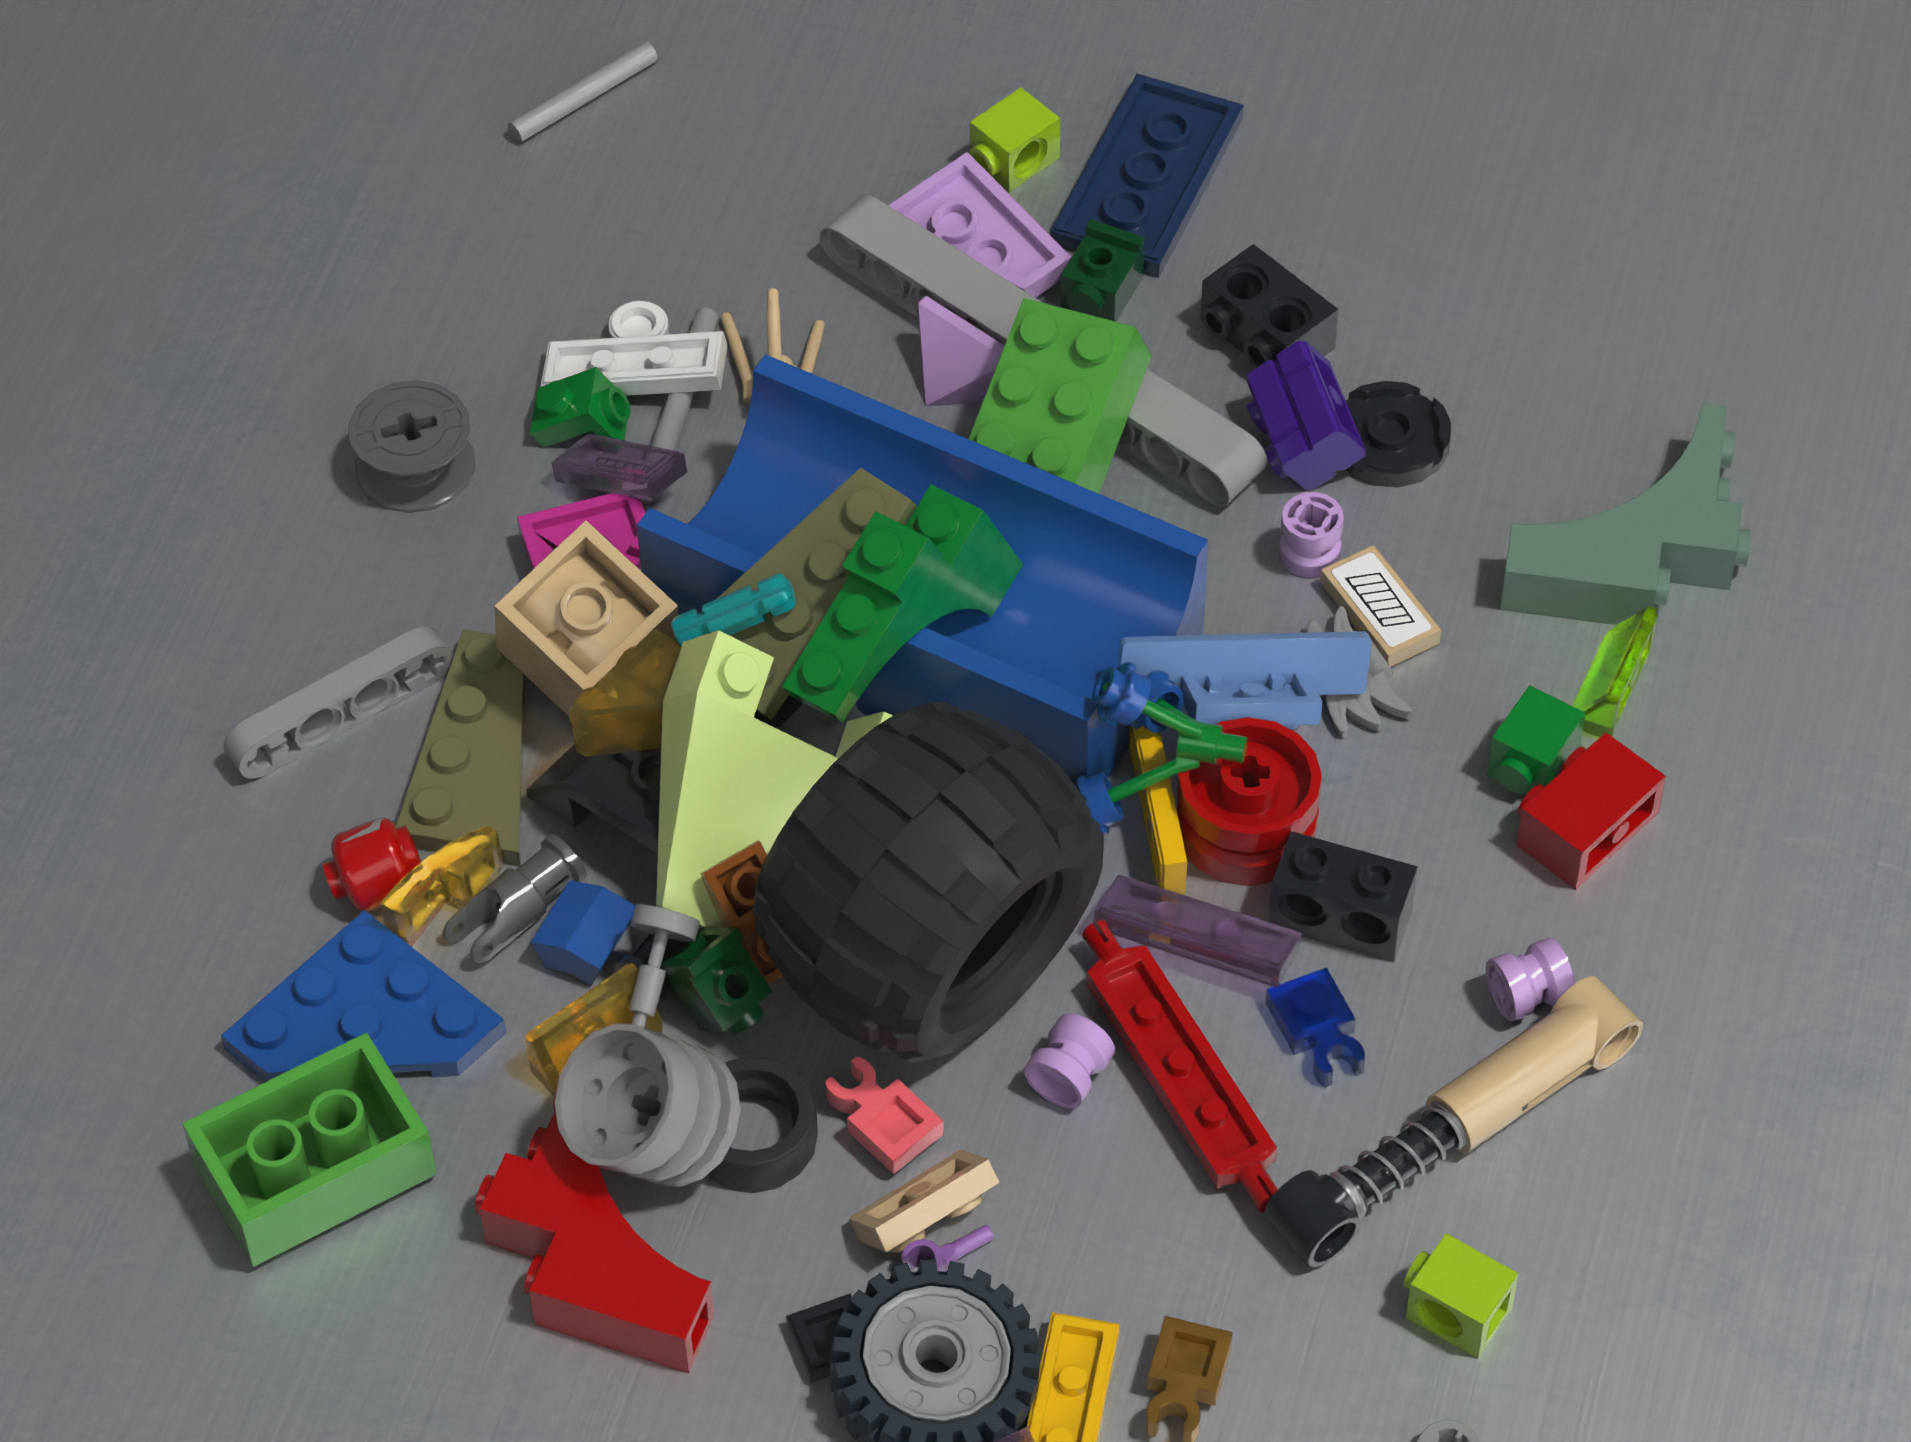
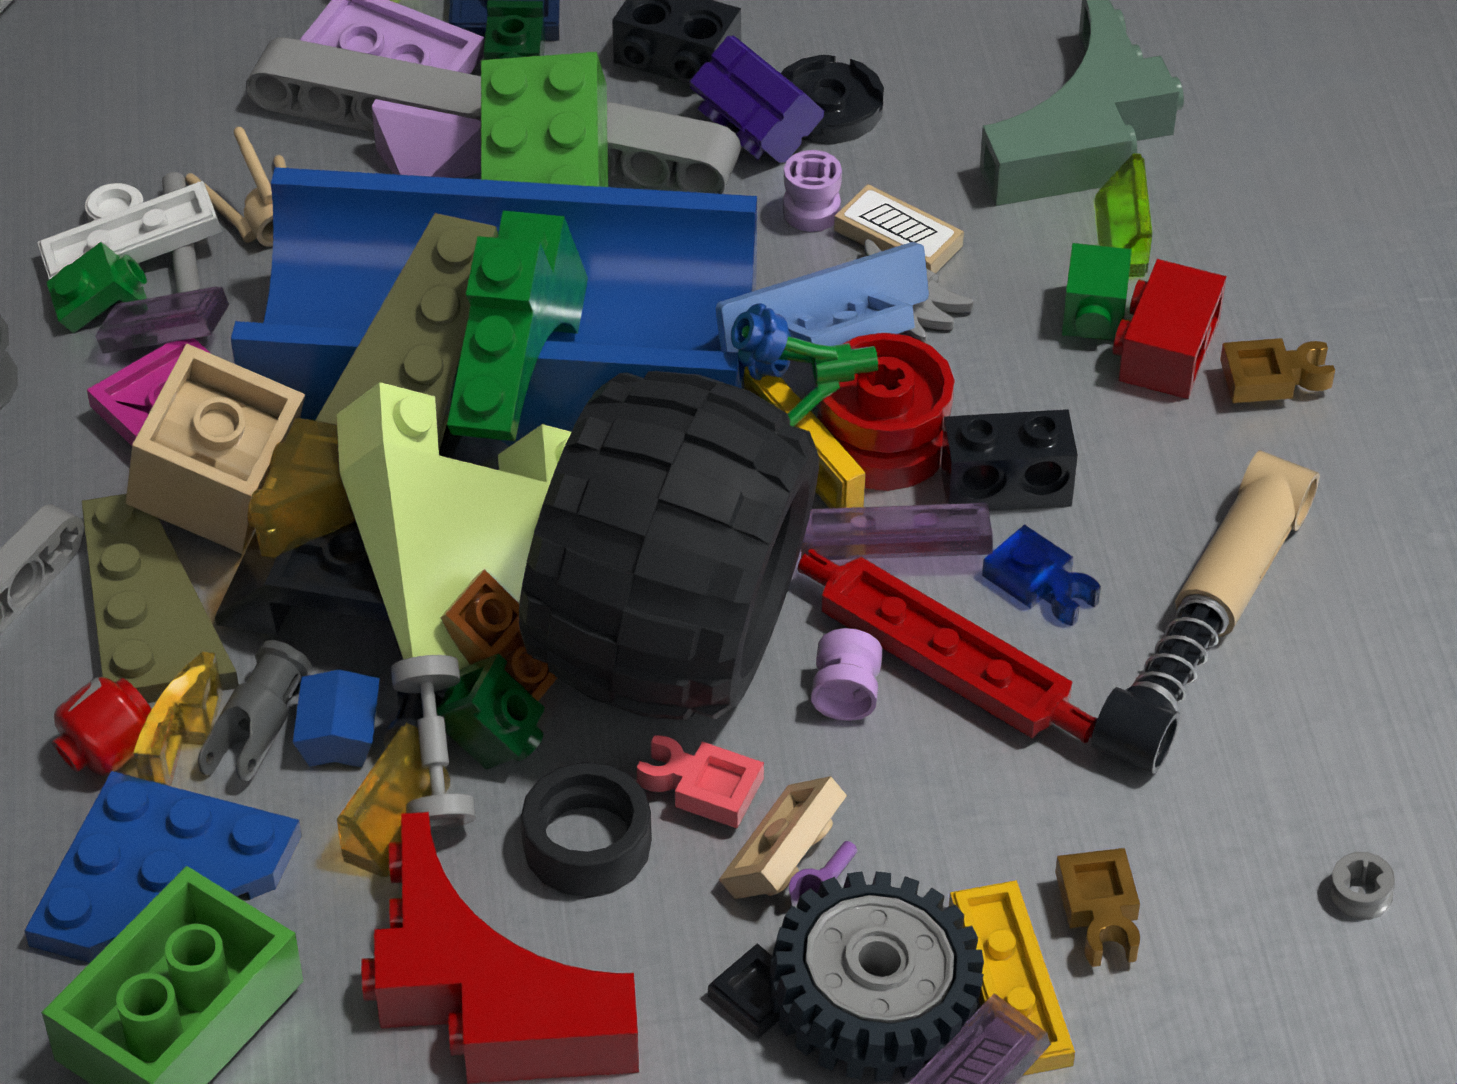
camera: 25 degrees left, 5 degrees down
(647, 1105) = (465, 827): light grey wheel -> none
(737, 609) = (375, 367): teal axle -> none
(1459, 1294) = (1297, 747): lime brick -> none
(1528, 979) = (1198, 479): lavender wheel -> none
(1662, 887) = (1268, 372): none -> pearl gold plate

